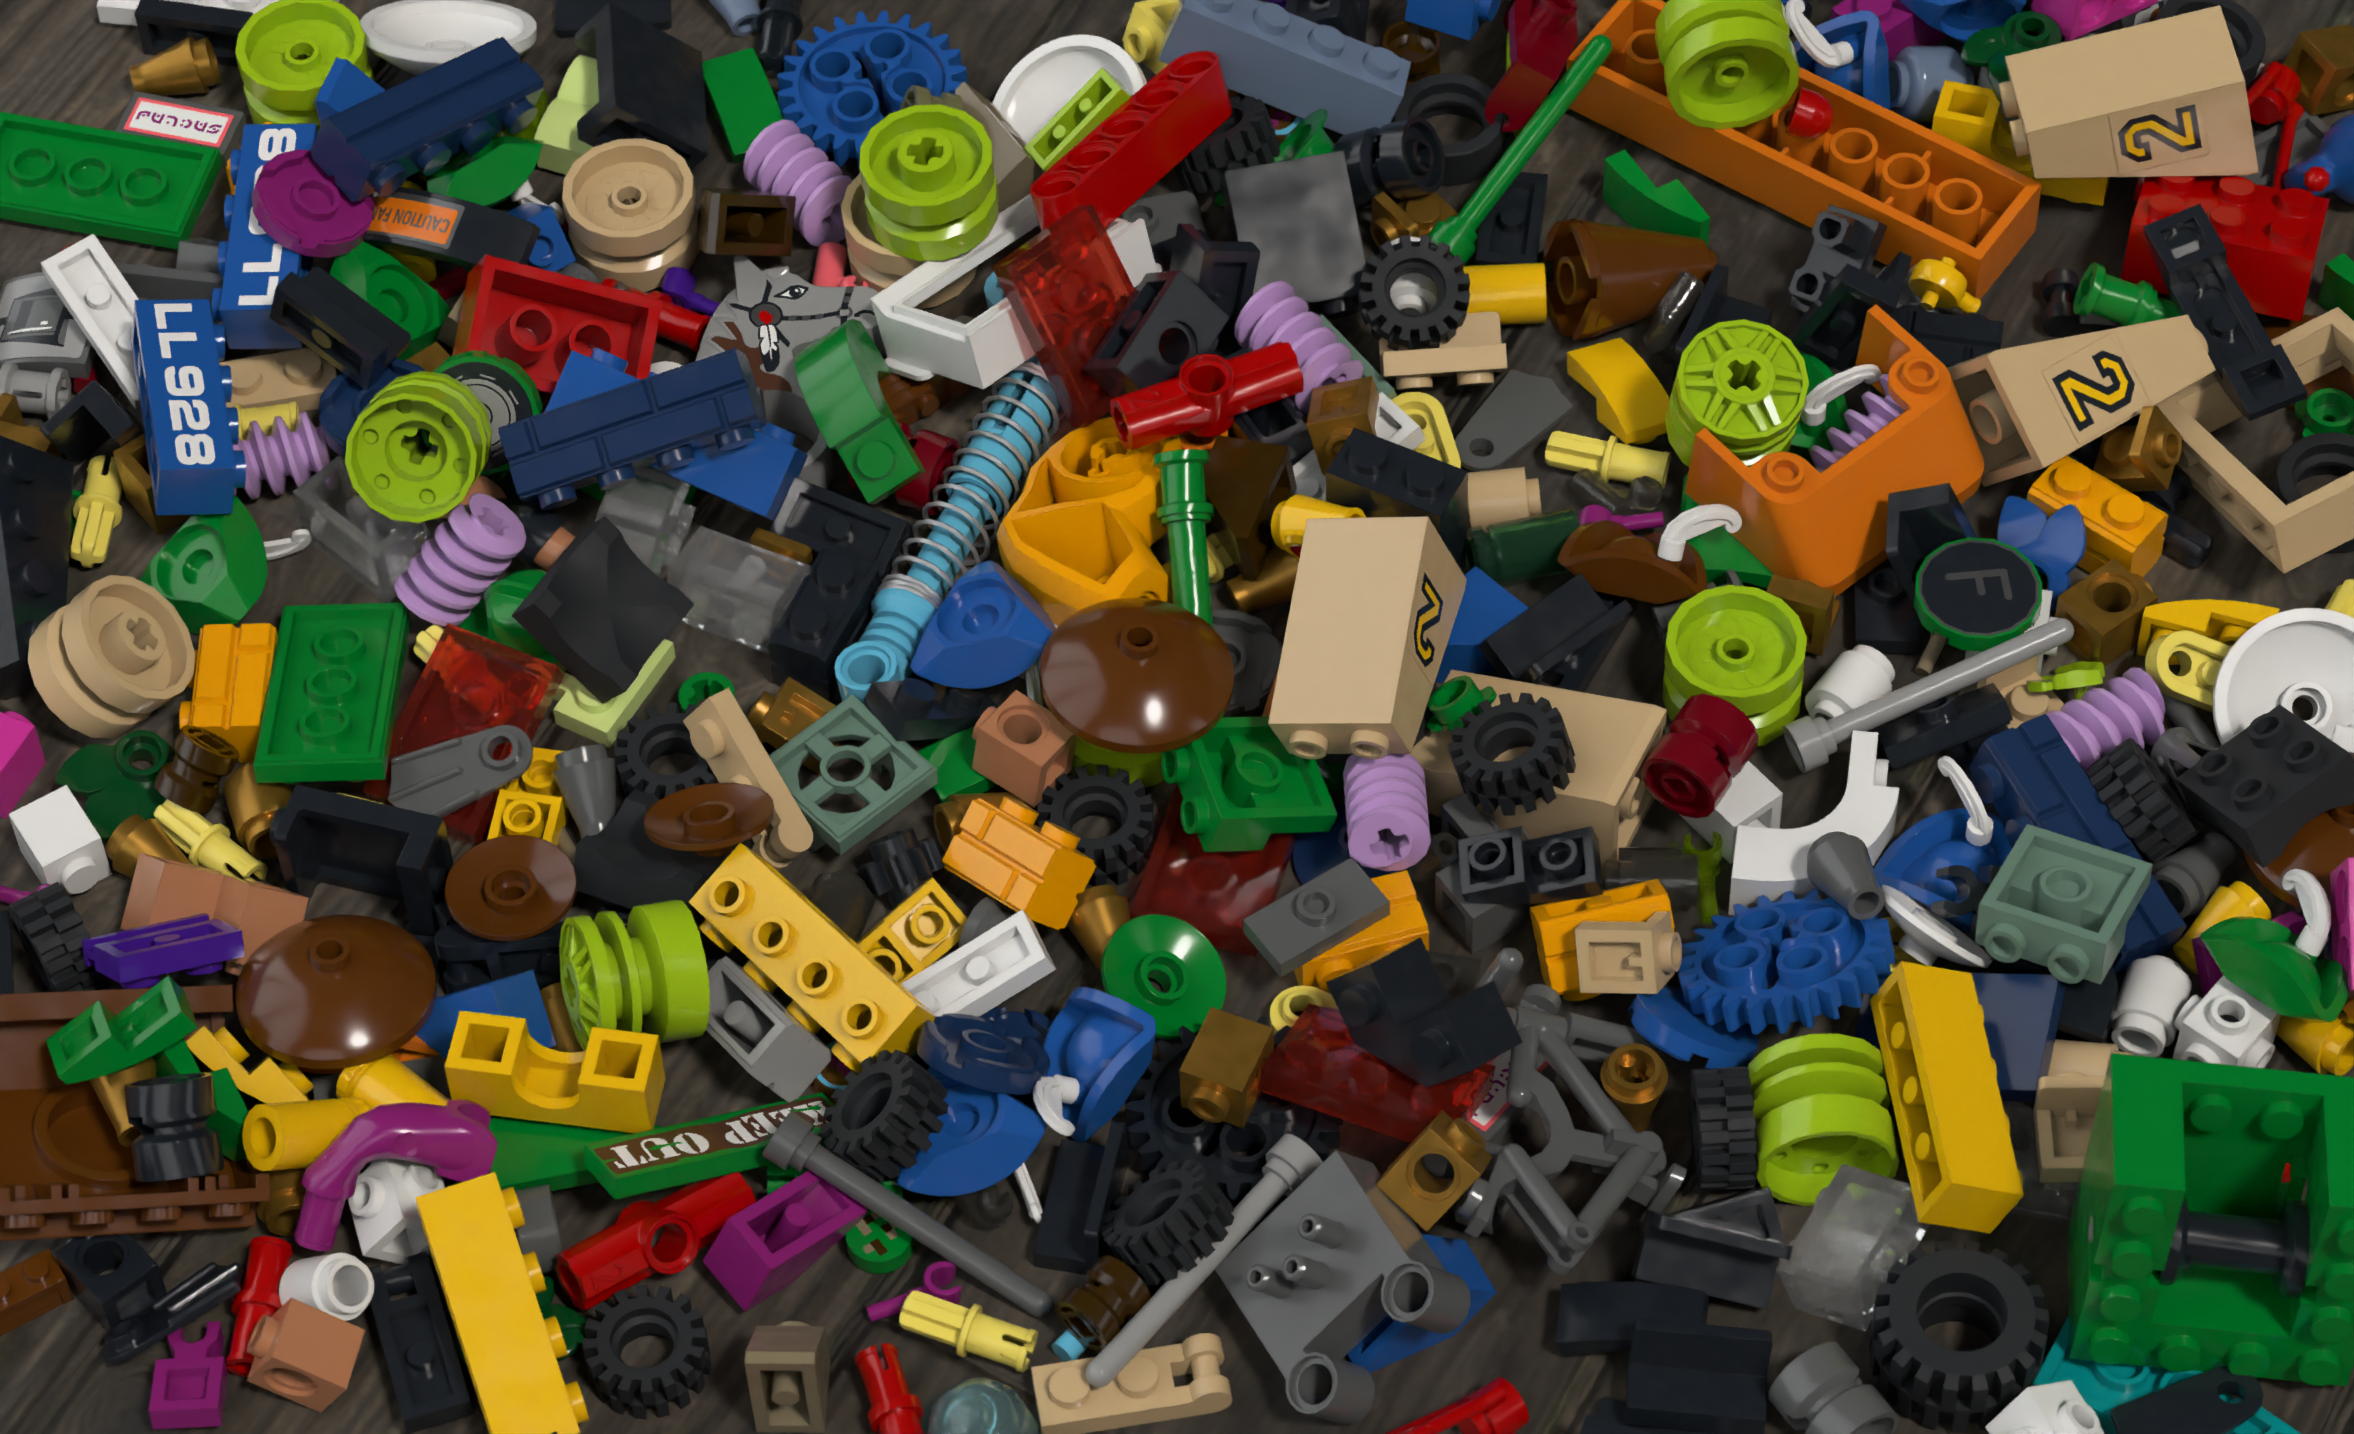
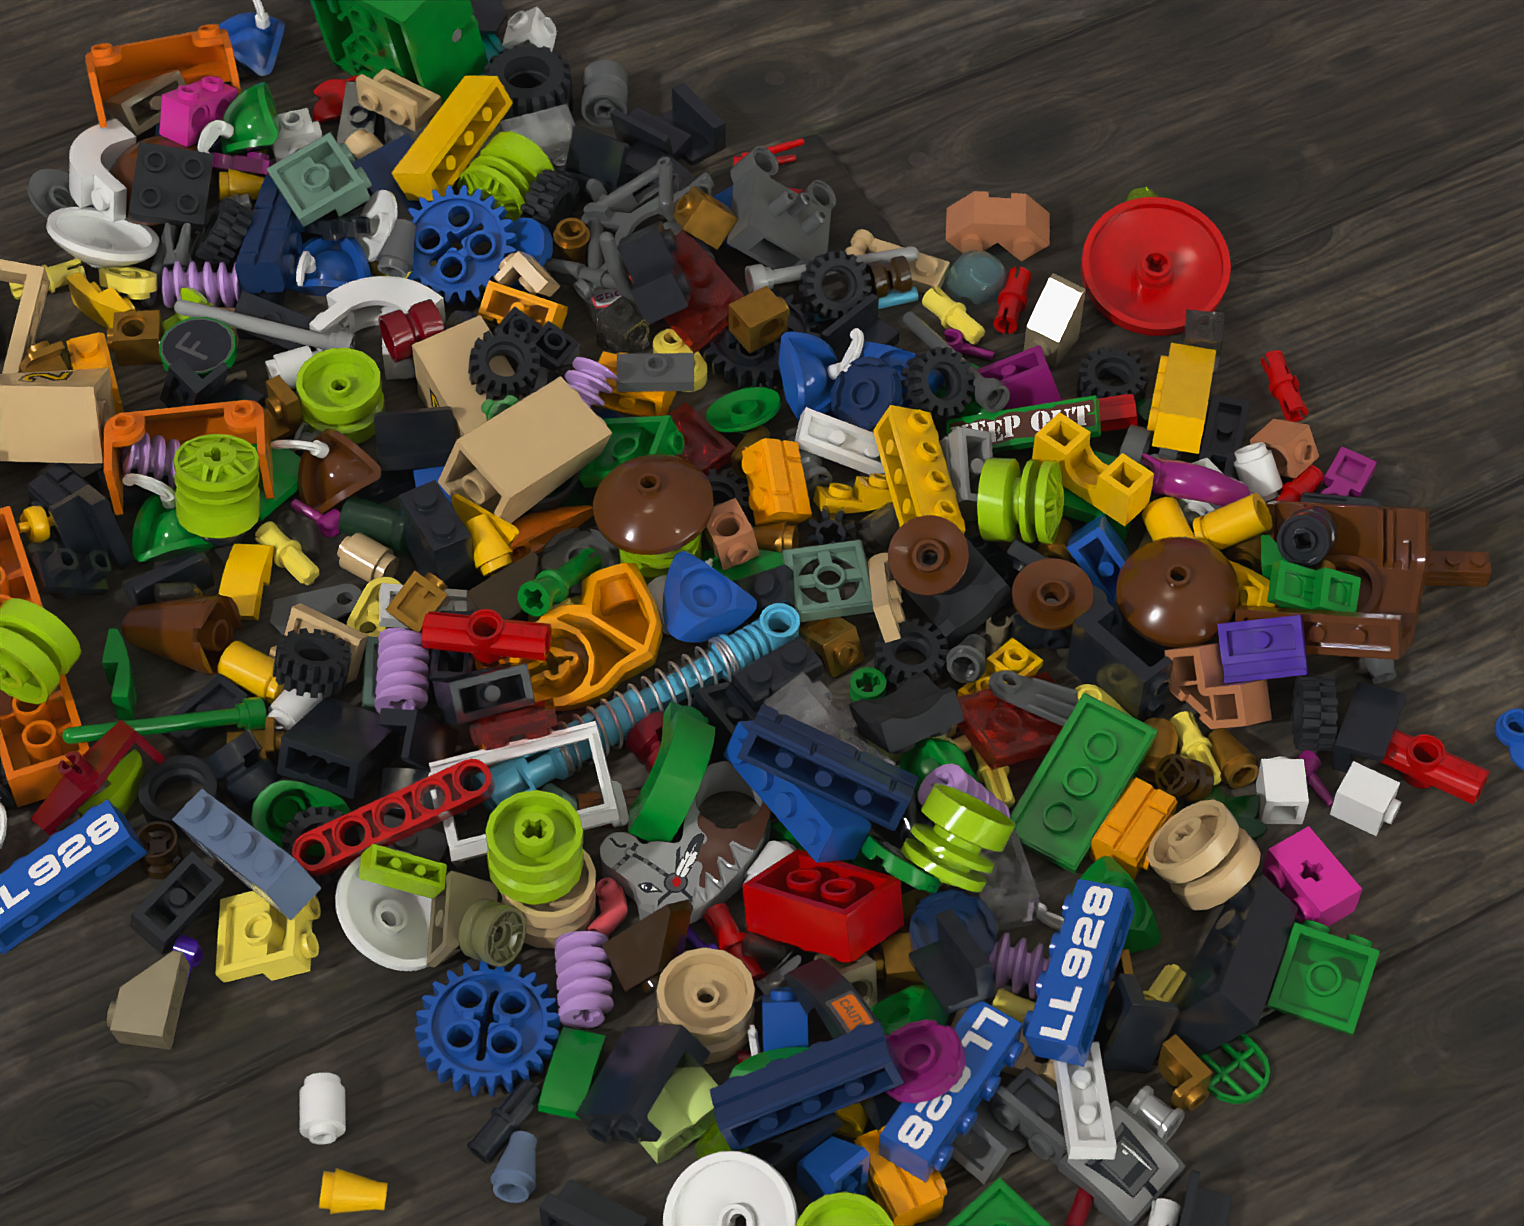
camera: 150 degrees left, 0 degrees up
(2050, 543) = (140, 377): blue plate -> none

